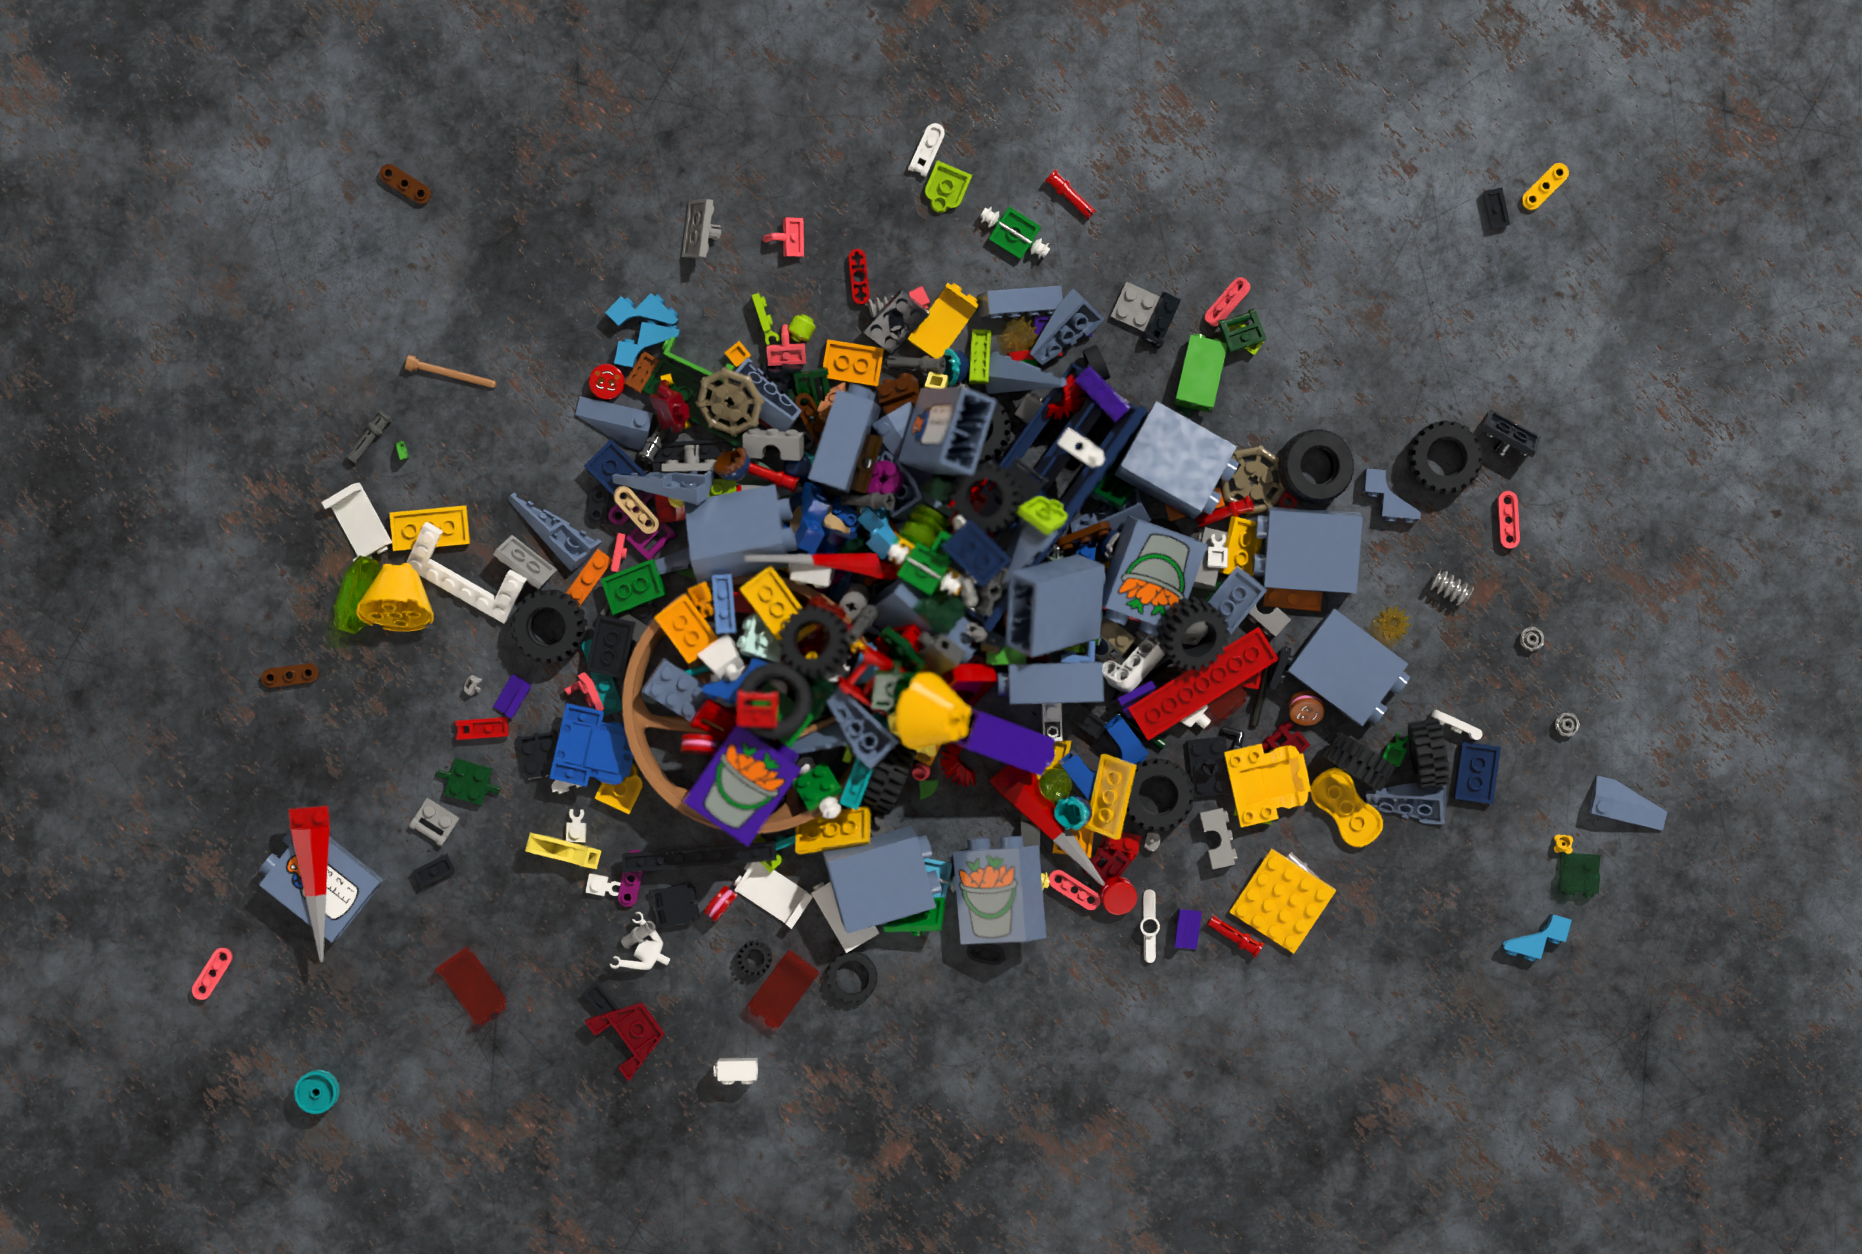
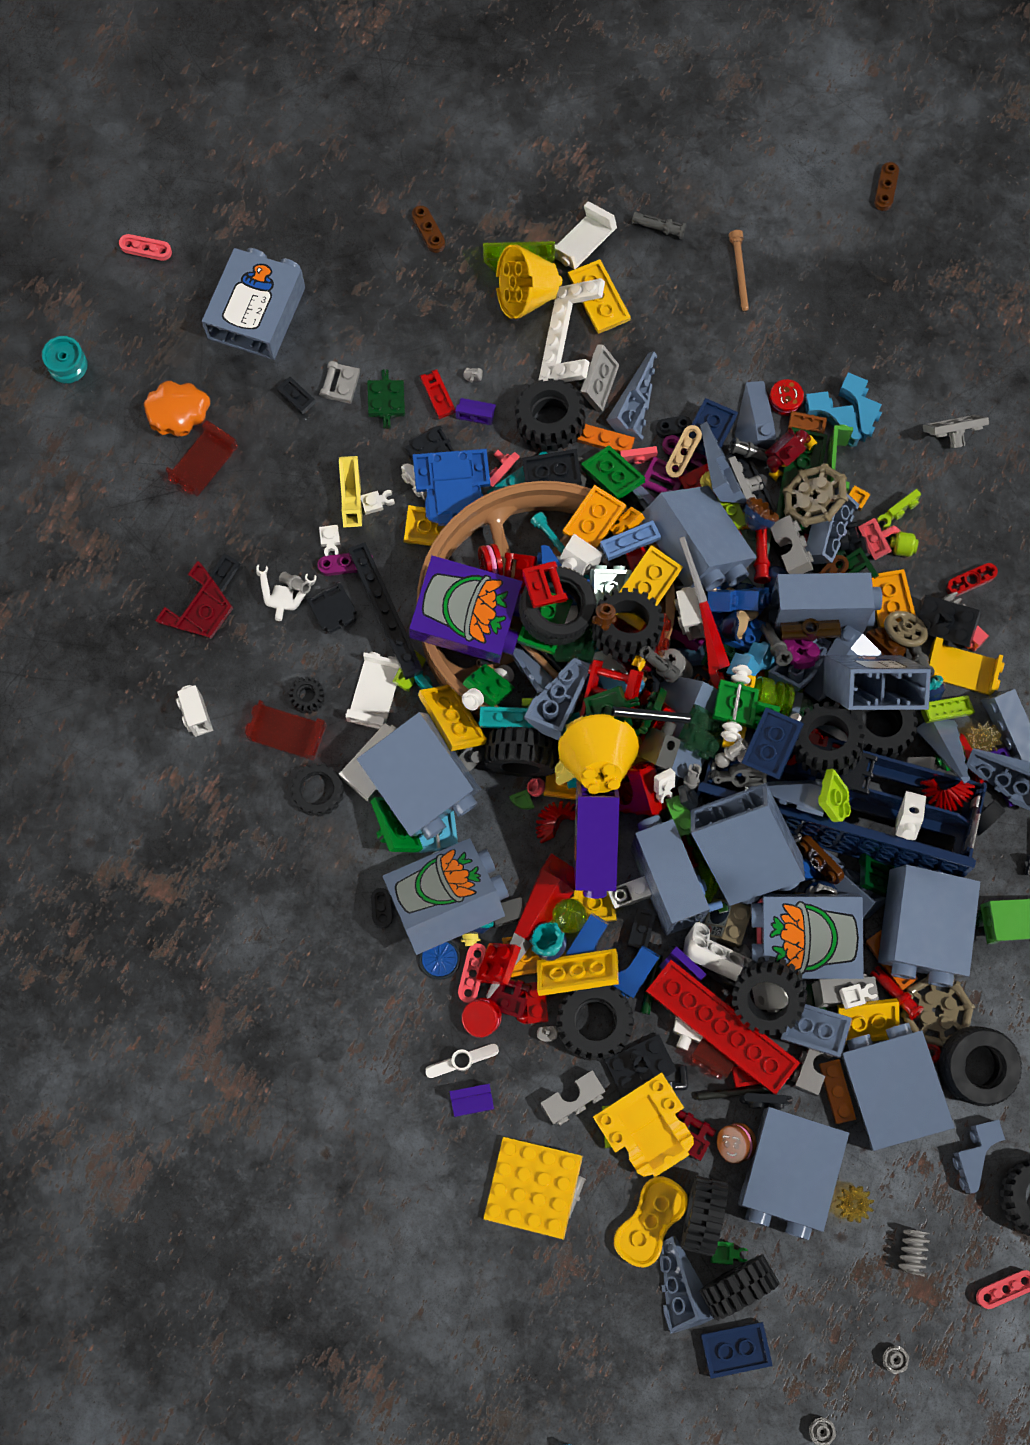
camera: 75 degrees right, 15 degrees down
(311, 841) = (287, 274): red plate -> none
(402, 451) = (656, 254): bright green tile -> none
(410, 994) = (176, 408): none -> orange piece
(675, 689) = (533, 527): sand blue plate -> none
(720, 903) = (348, 645): red head -> none
(792, 237) = (983, 508): coral plate -> none
(809, 667) = (605, 616): none -> reddish brown brick
(897, 378) = (905, 629): none -> dark tan plate
(912, 654) = (651, 714): none -> black piece
(975, 661) = (663, 784): none -> white plate
(1056, 914) = (440, 961): none -> blue wheel
(1077, 865) = (498, 963): none -> red plate
(1102, 393) = (971, 819): dark purple plate -> none
(1243, 940) = (479, 1160): red pin -> none
(1457, 725) = (777, 1311): white plate -> none

